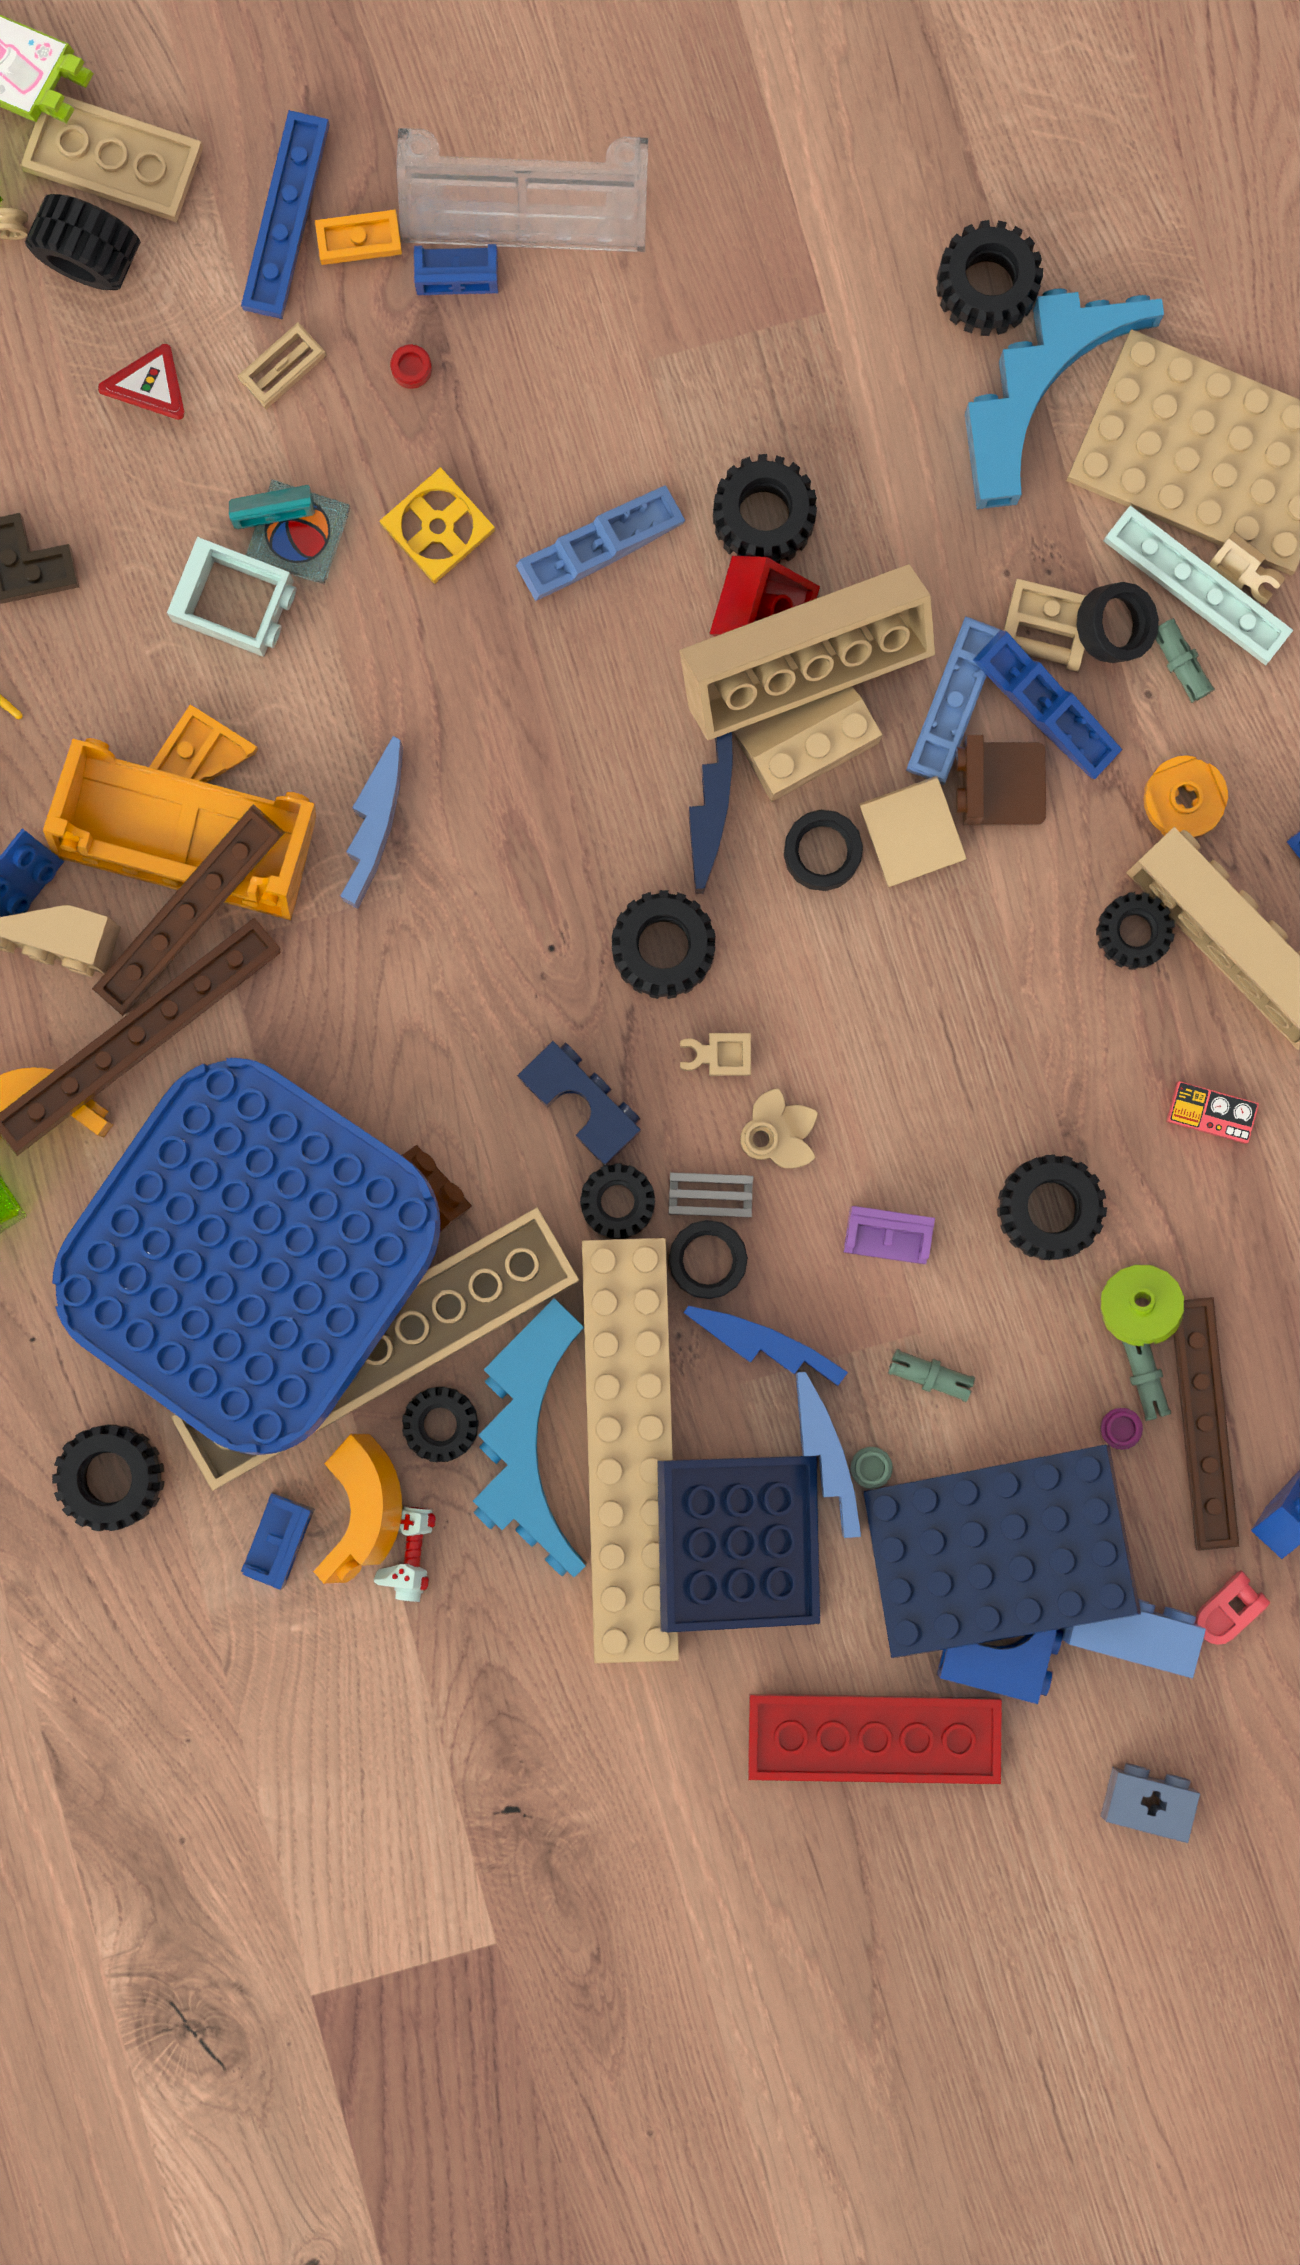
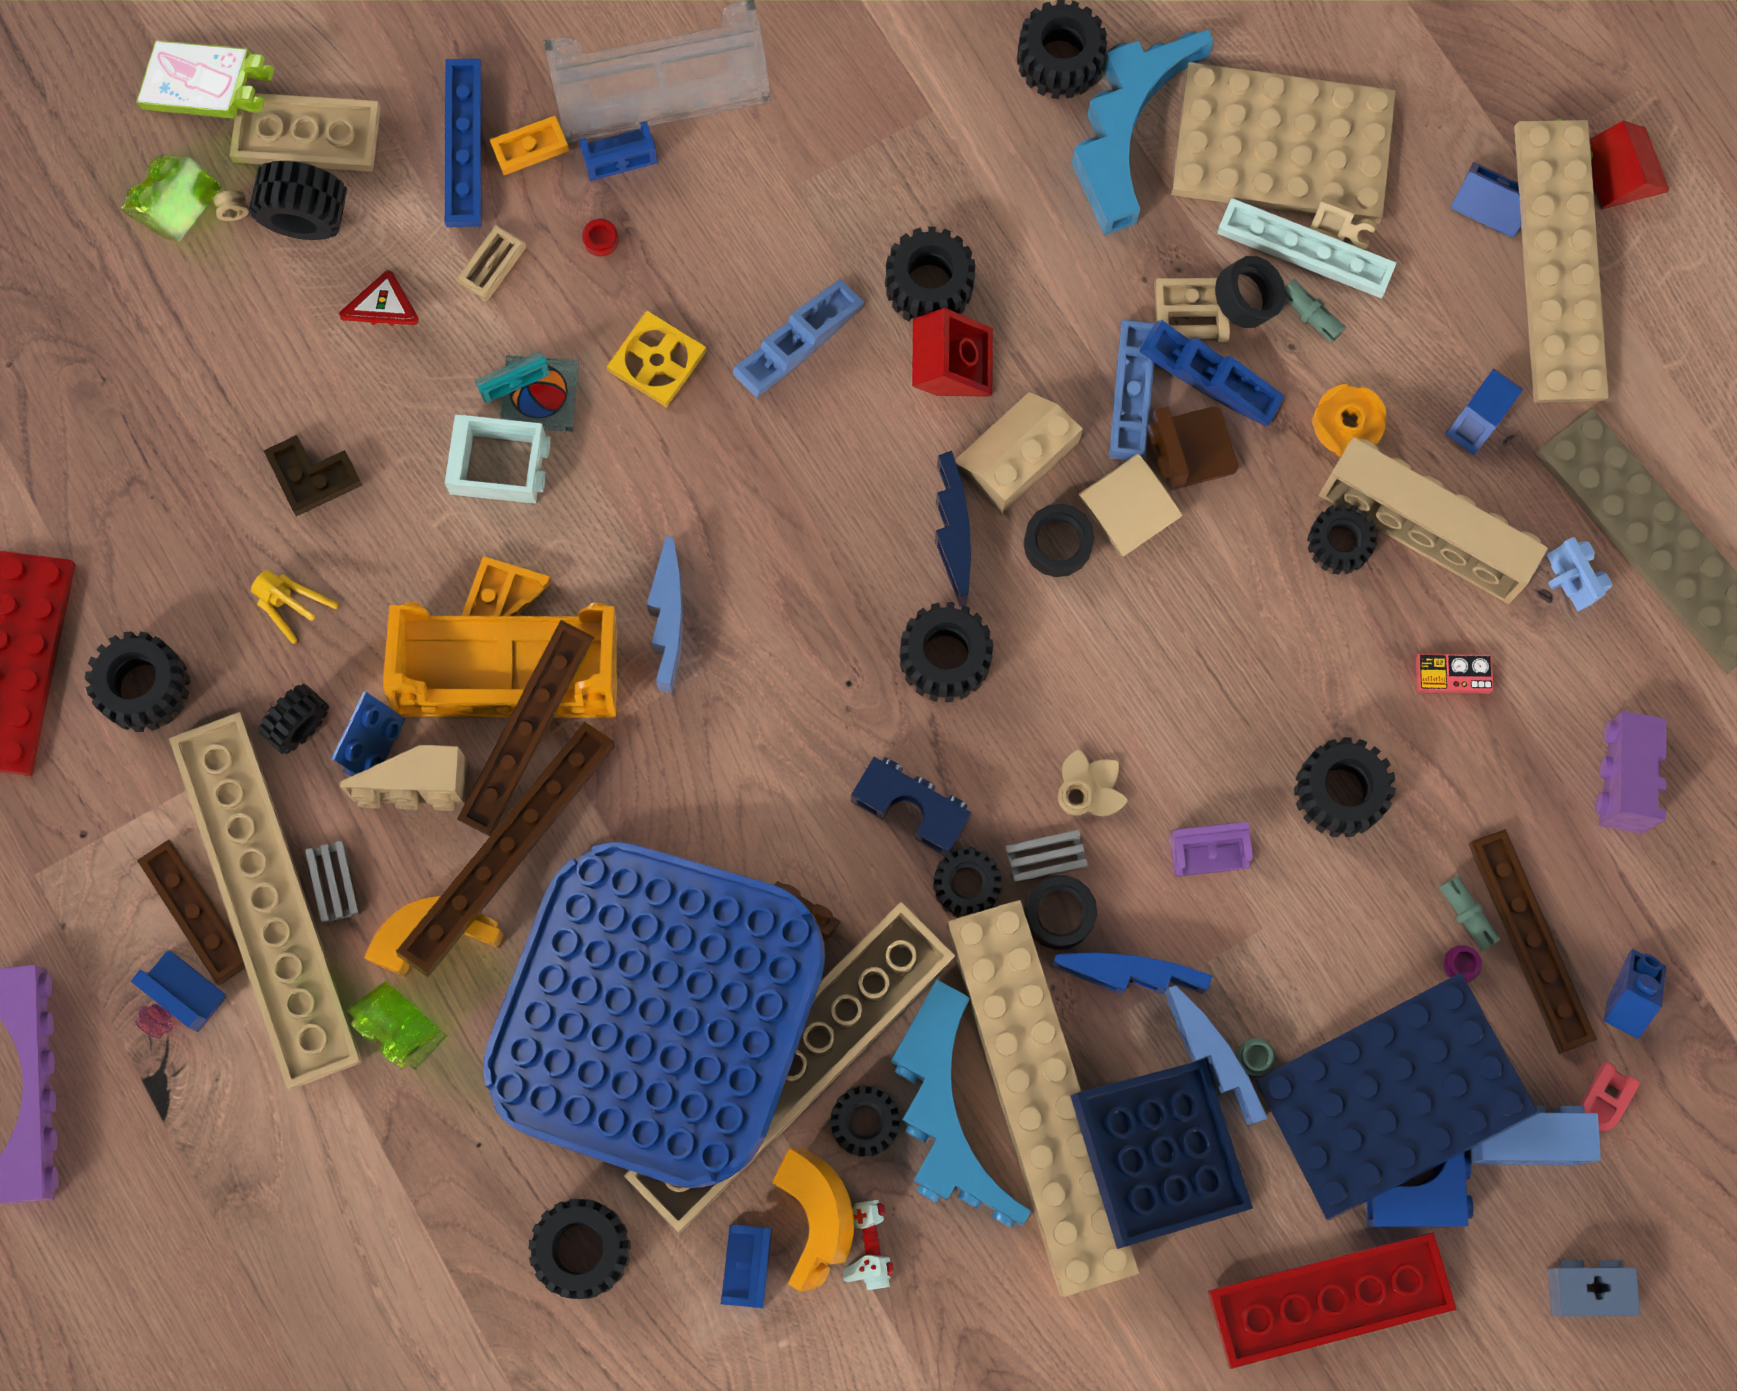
camera: 15 degrees left, 10 degrees down
(726, 1054) = (1024, 731): tan plate -> none
(808, 652) = (1001, 376): tan brick -> none
(931, 1375) = (1284, 961): sand green pin -> none
(1142, 1324) = (1451, 866): lime plate -> none

